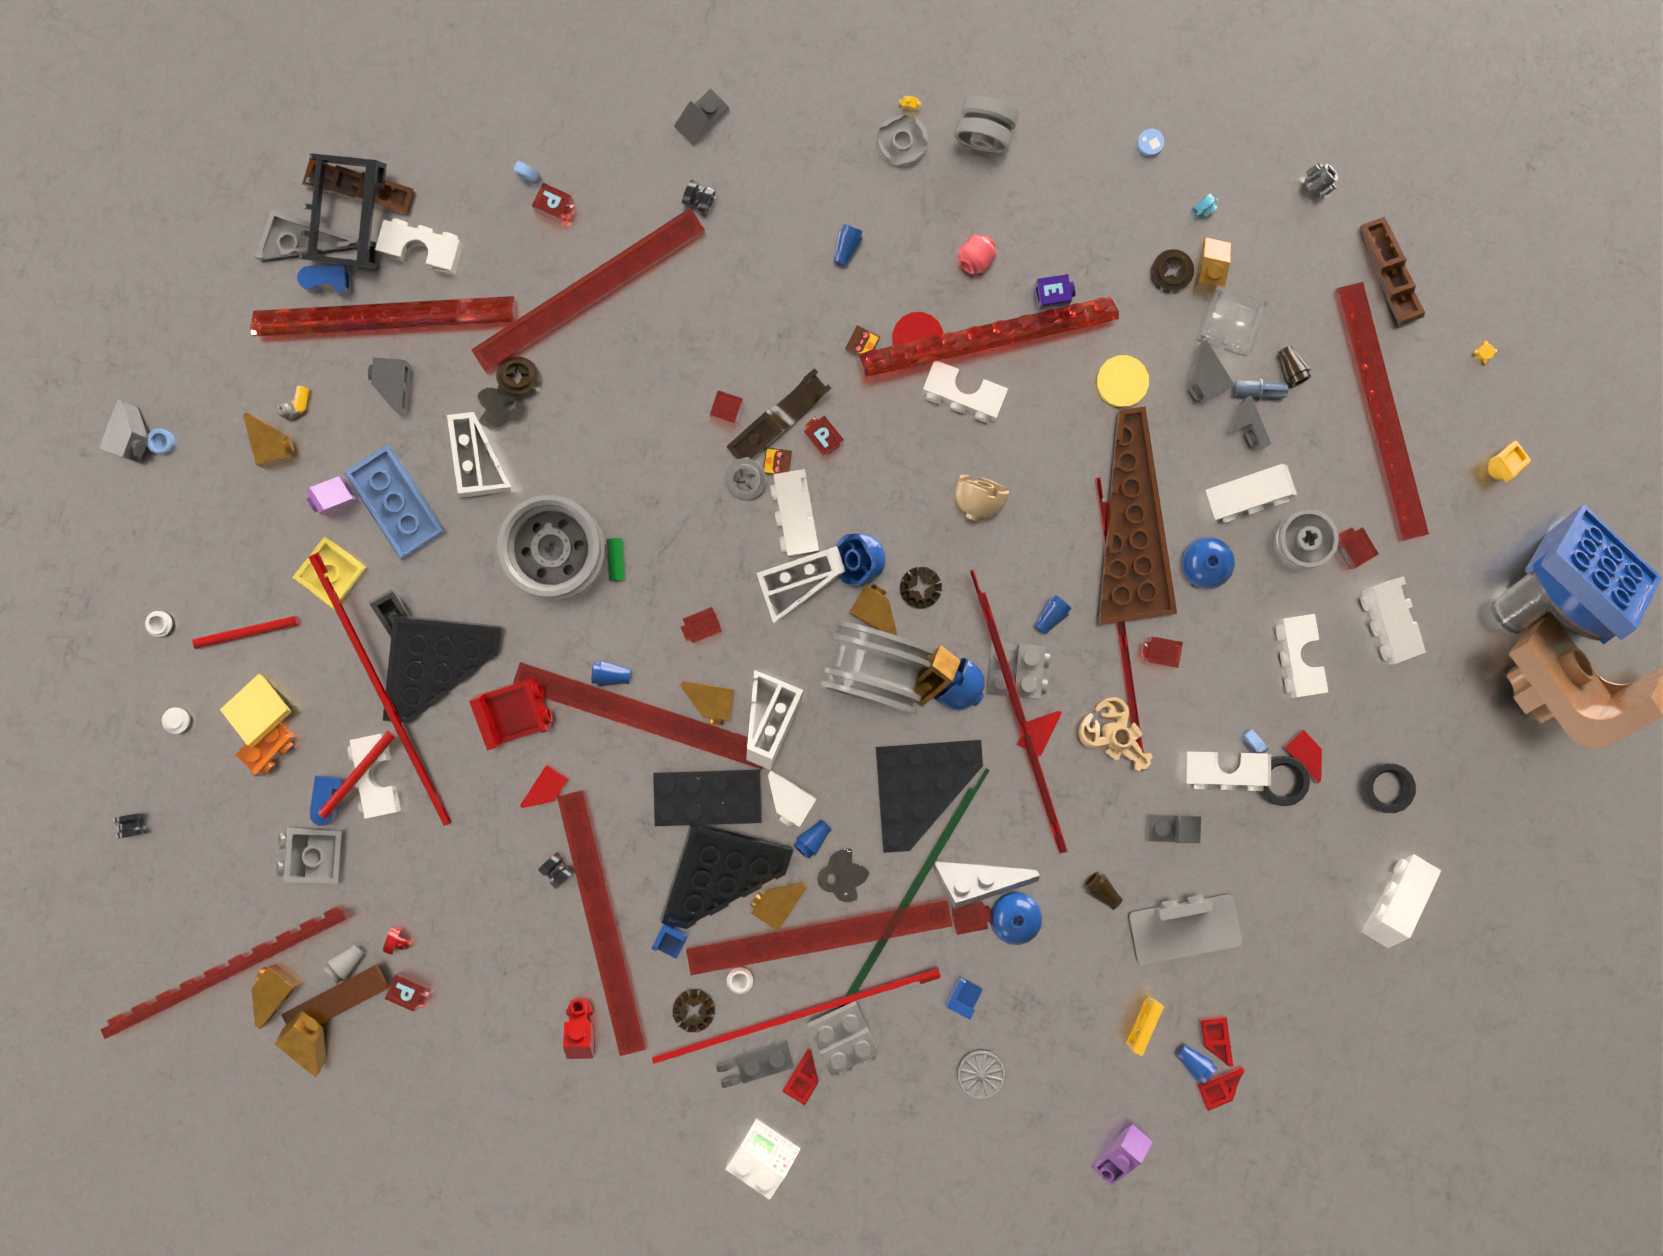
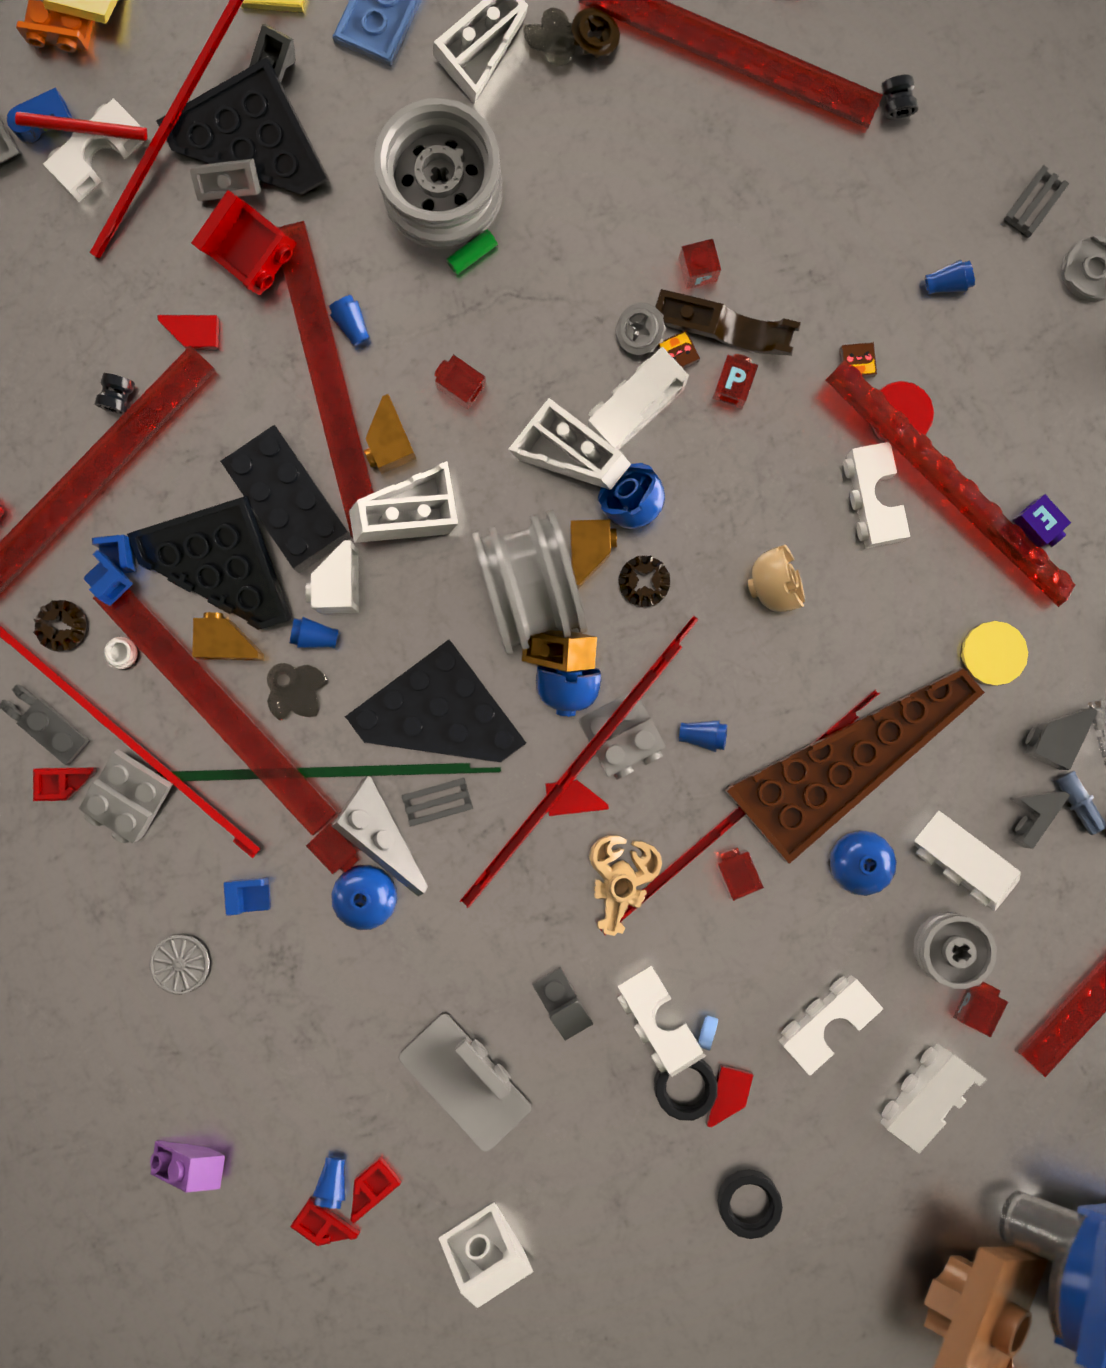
camera: 55 degrees right, 0 degrees up
(456, 698) = (214, 179): none -> light grey plate
(685, 957) = (107, 579): none -> blue panel
(701, 116) = (982, 48): dark grey slope -> none
(822, 129) = (1051, 180): none -> dark grey tile
(975, 848) = (411, 809): none -> dark grey tile
(977, 254) = (1028, 417): coral head -> none
(1101, 889) = (450, 968): dark brown cone -> none
(1144, 1025) = (334, 1103): yellow tile -> none
(1310, 989) = (485, 1256): none -> white slope
(1402, 902) = (638, 1295): white wedge -> none

